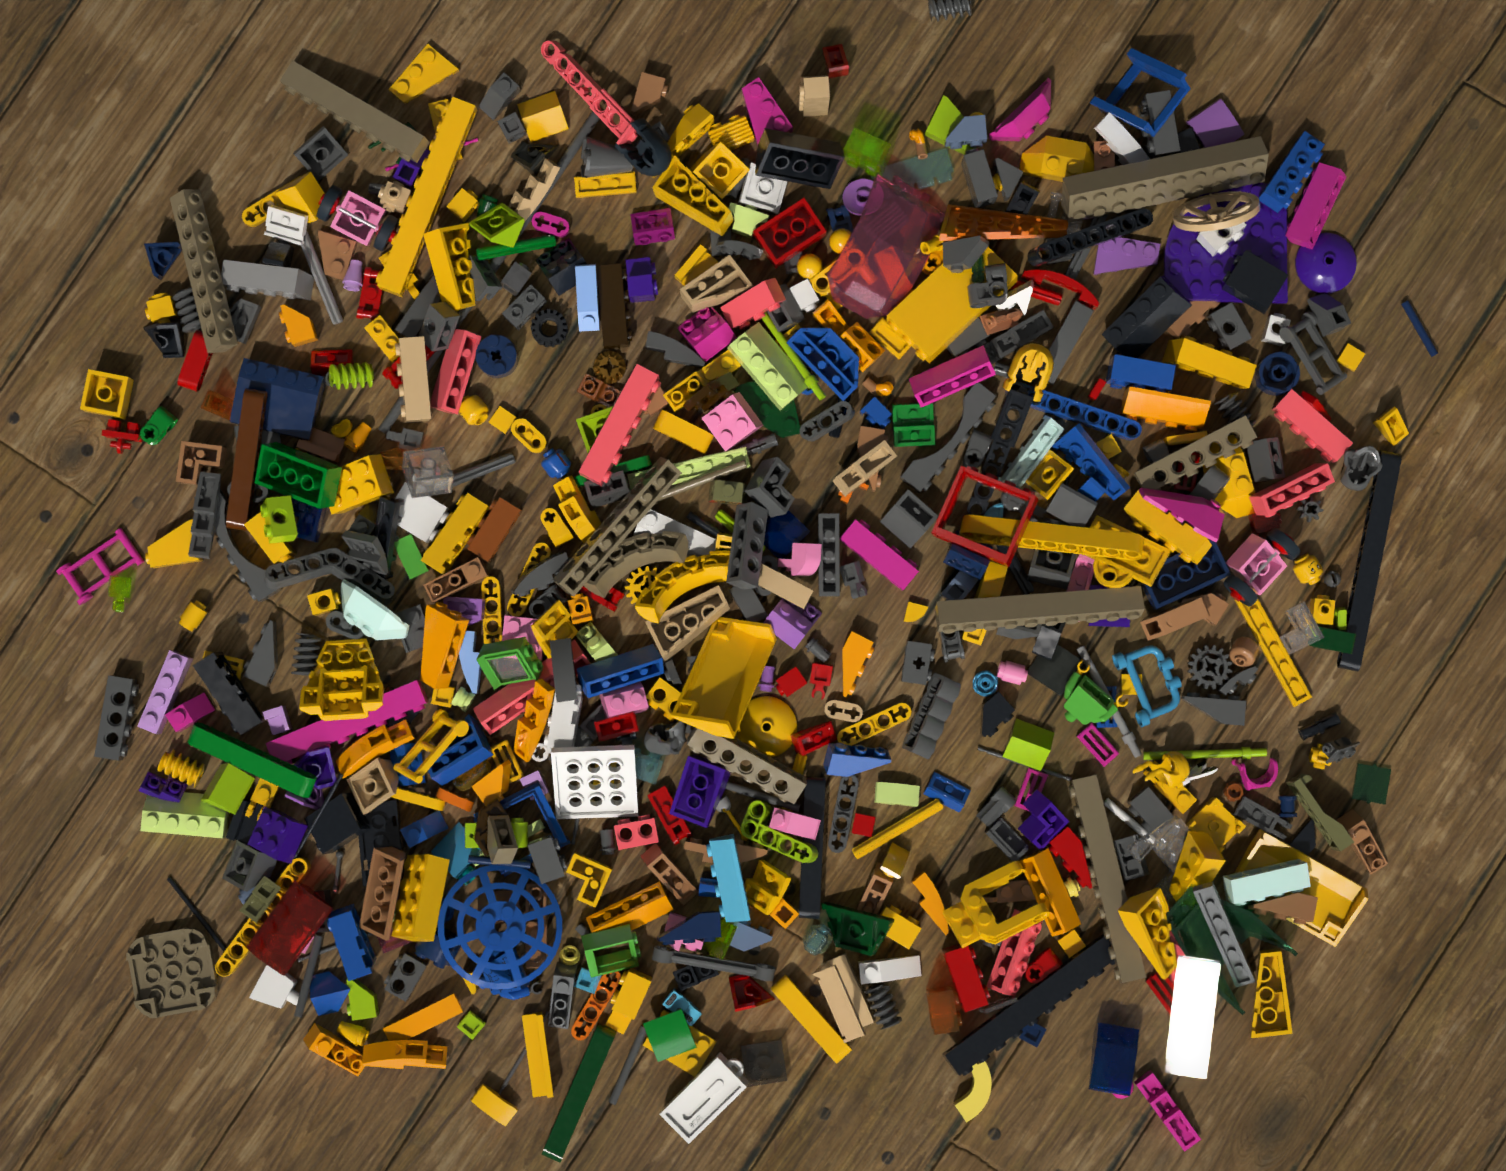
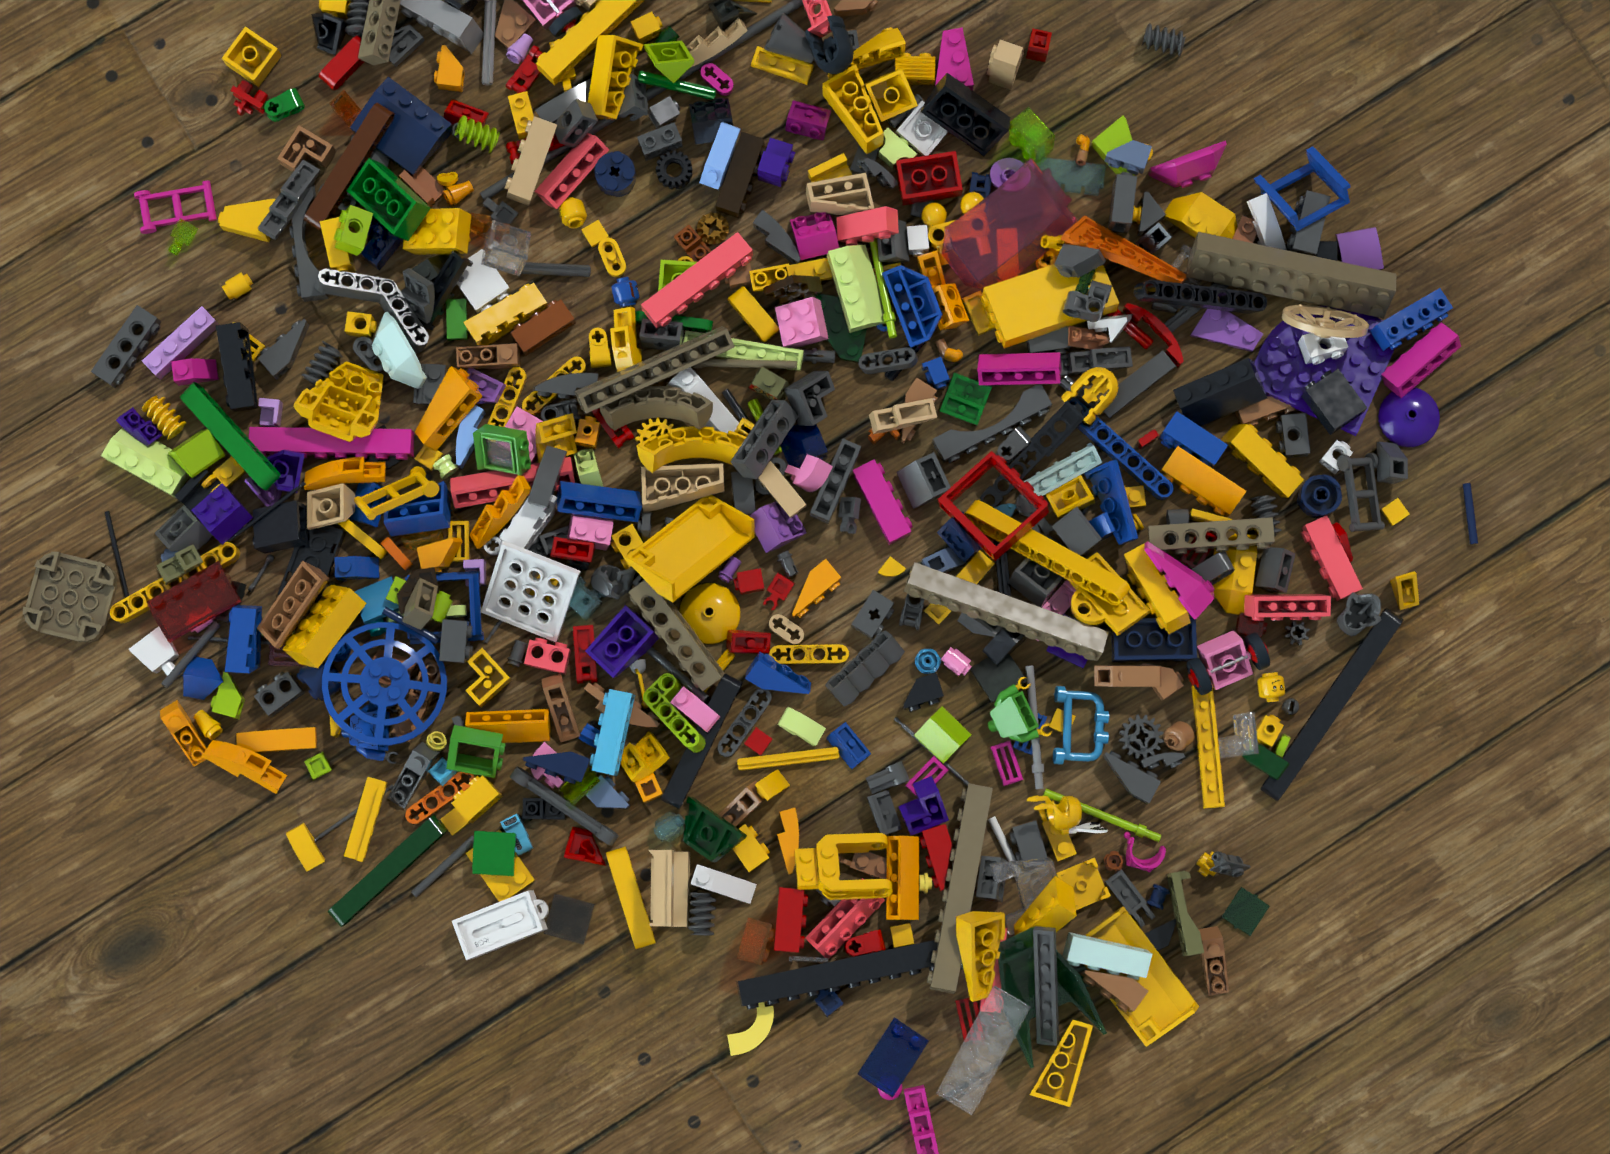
camera: 25 degrees right, 5 degrees down
(1319, 726) = (1219, 836): black pin -> none

